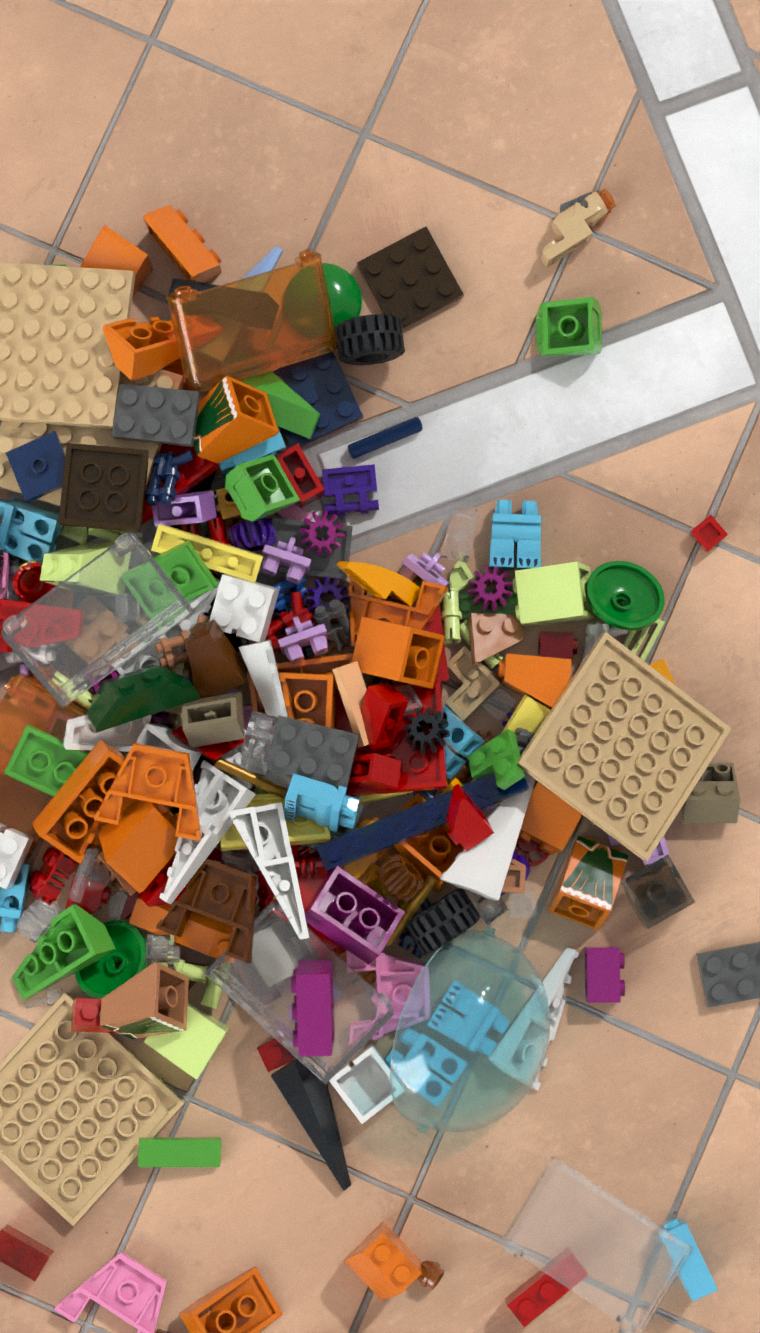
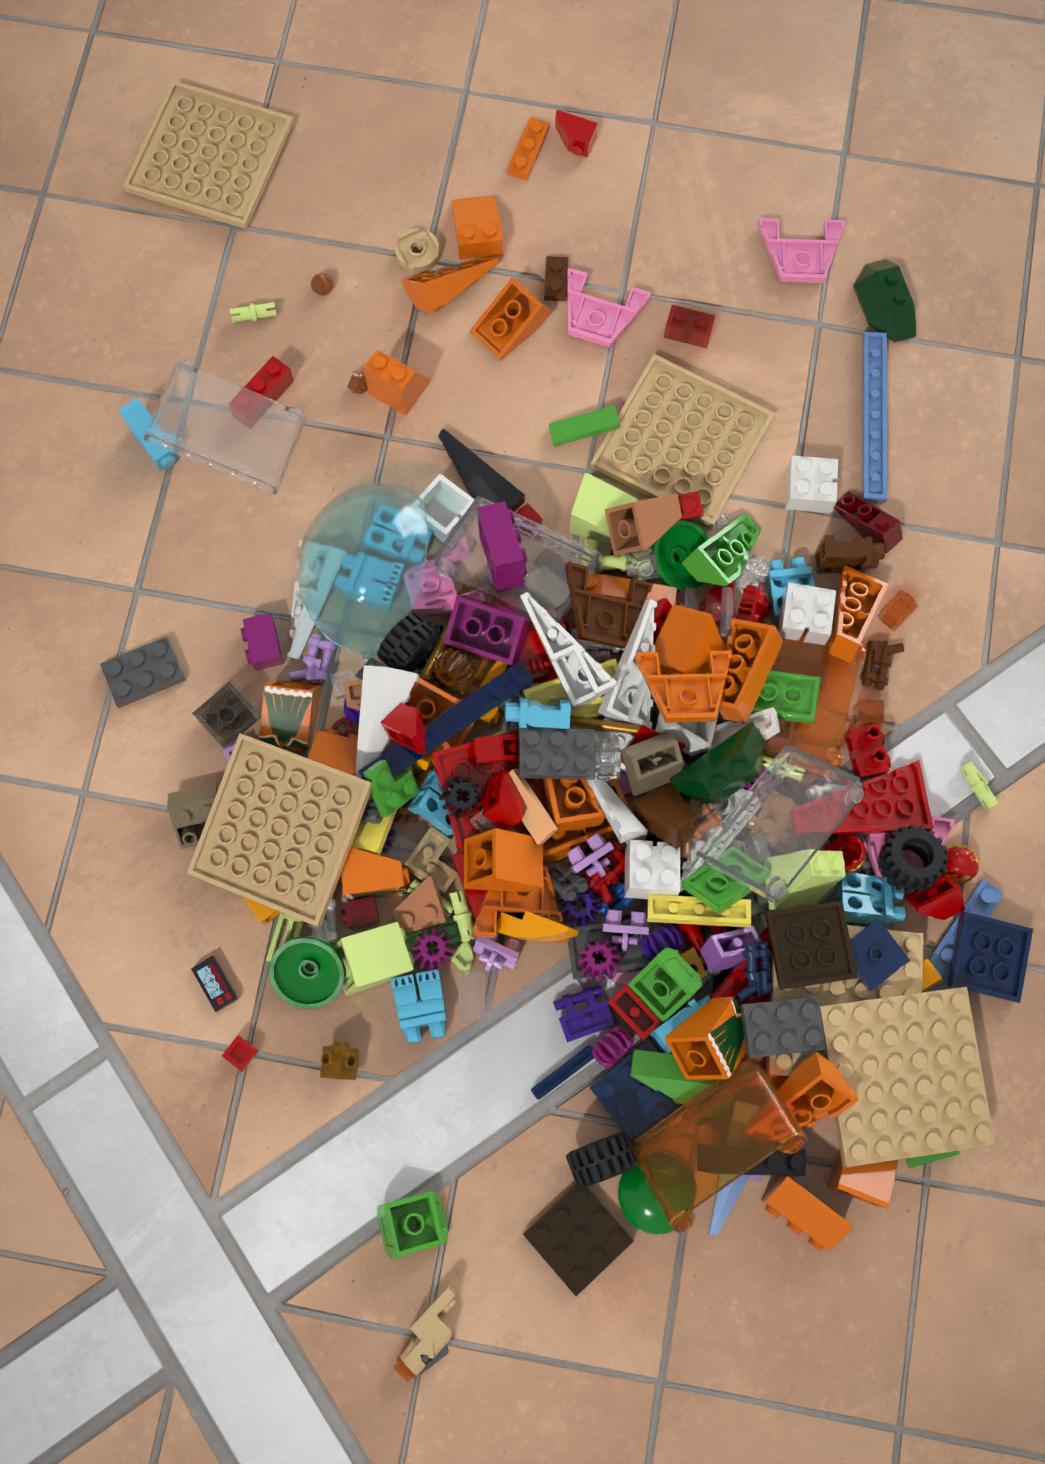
camera: 165 degrees right, 10 degrees down
(329, 447) = (612, 1046): none -> magenta gear
(550, 928) = (315, 669): none -> lavender piece
(609, 498) = (339, 1062): none -> pearl gold brick
(722, 611) = (214, 984): none -> tile

